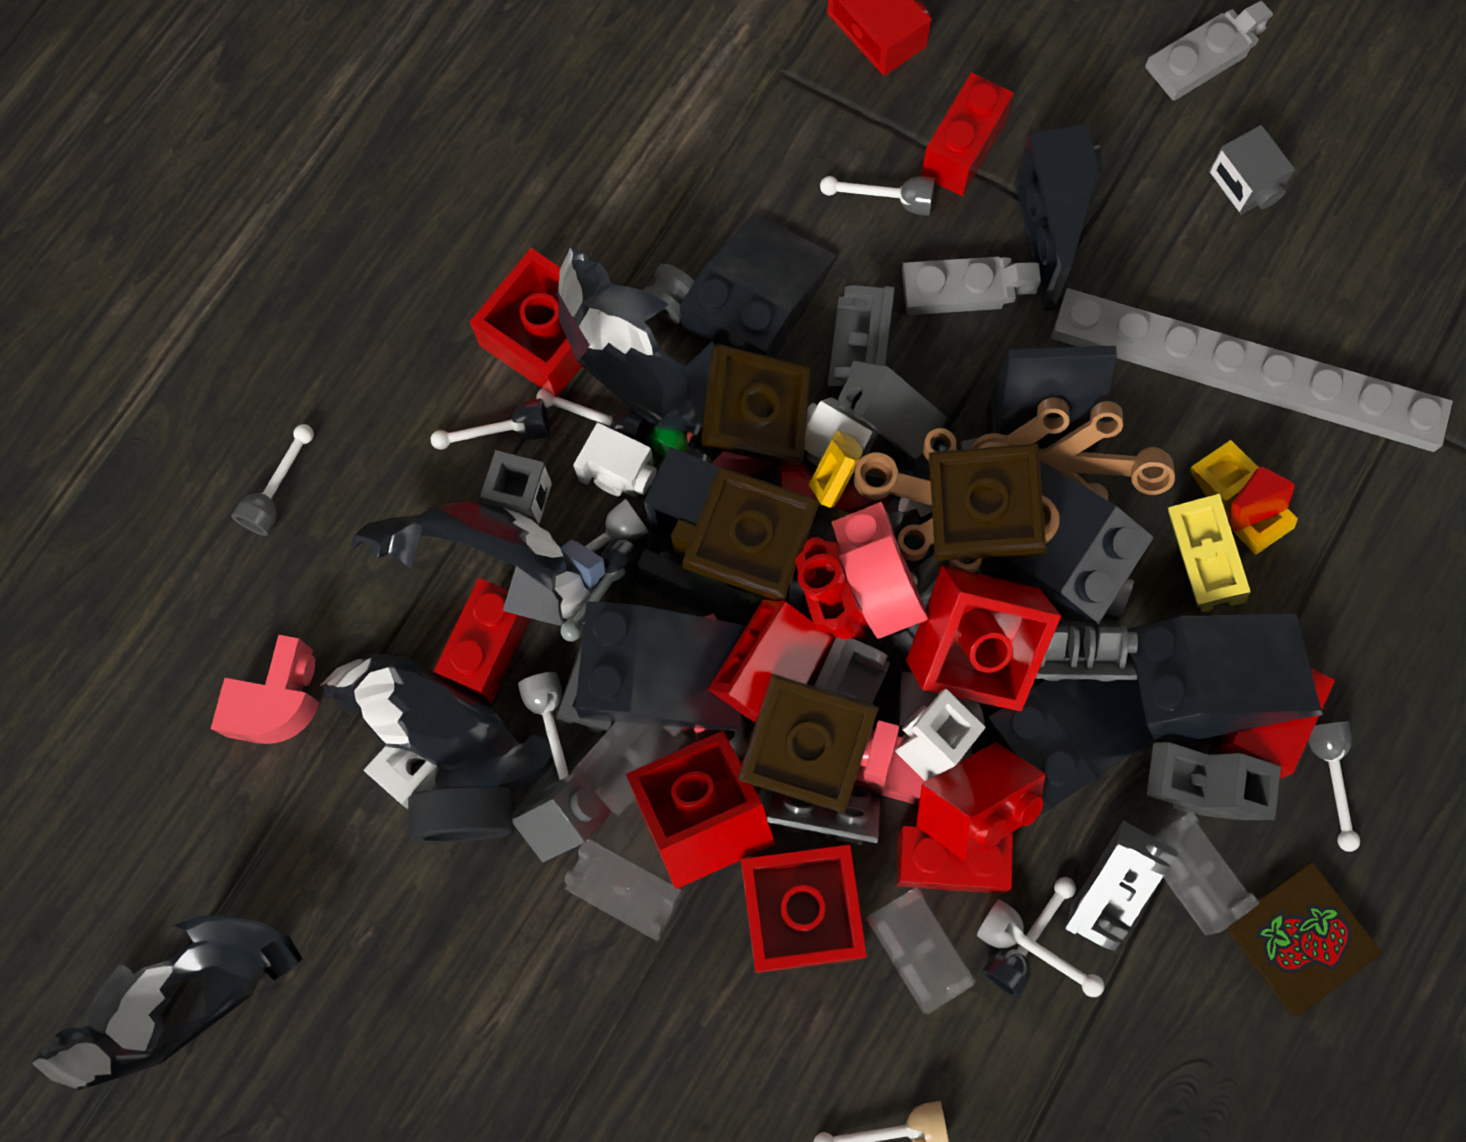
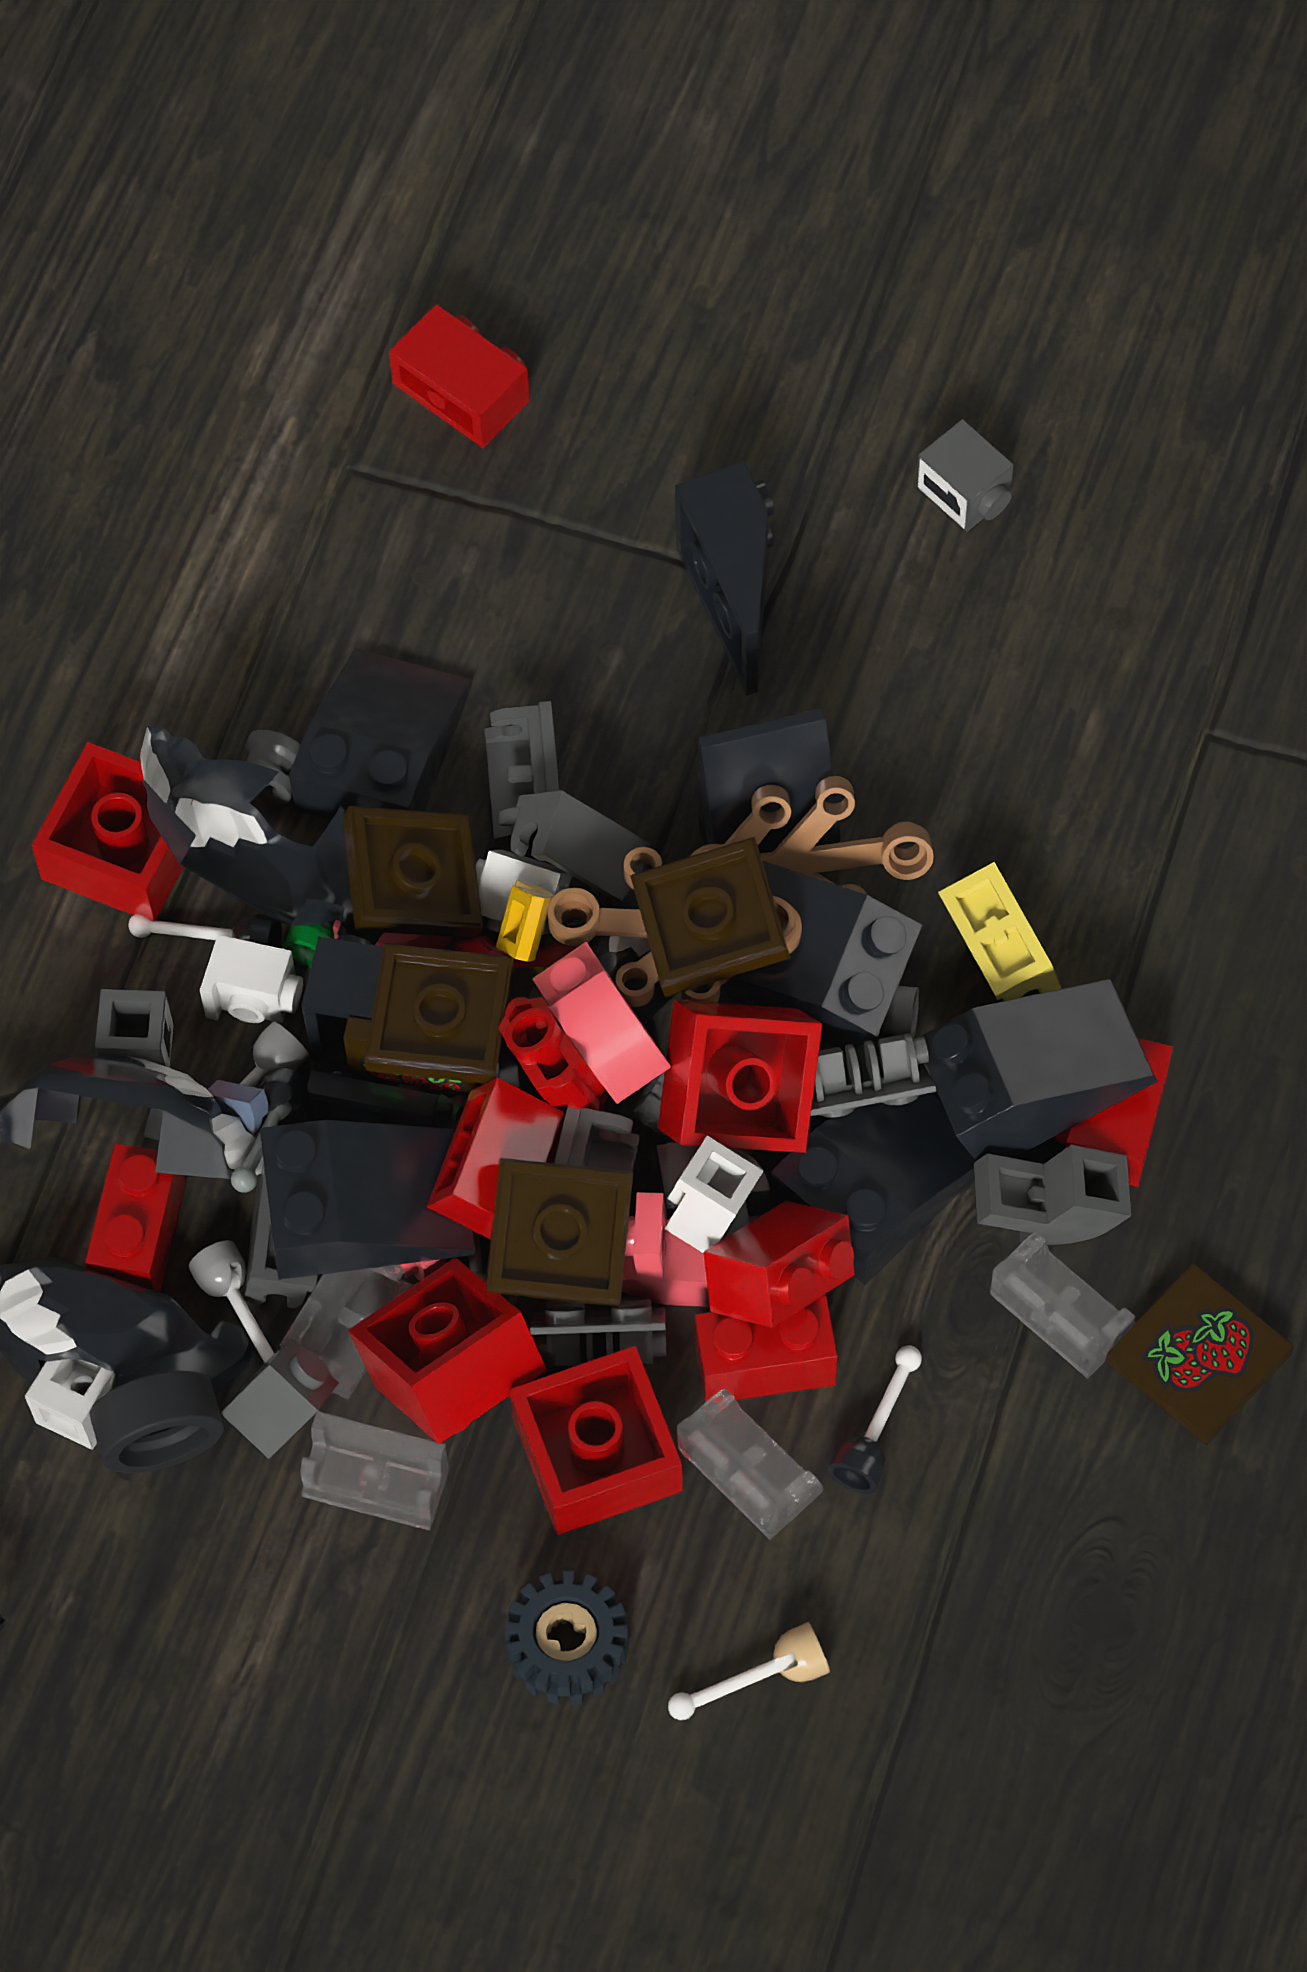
camera: 15 degrees left, 10 degrees down
(528, 420) = (125, 956): hinge -> none
(720, 1084) = (542, 1661): none -> black bush
(915, 194) = (554, 587): hinge -> none
(966, 284) = (641, 682): light grey hinge -> none
(967, 133) = (602, 500): red brick -> none
(1005, 929) = (843, 1414): hinge -> none
(1119, 886) = (967, 1331): hinge -> none
(1208, 50) = (884, 339): light grey hinge -> none
(1226, 474) = (1032, 867): yellow slope -> none
(1254, 370) = (1018, 714): light grey plate -> none
(1260, 499) = (1046, 861): red slope -> none
(1332, 743) = (1190, 1124): hinge -> none

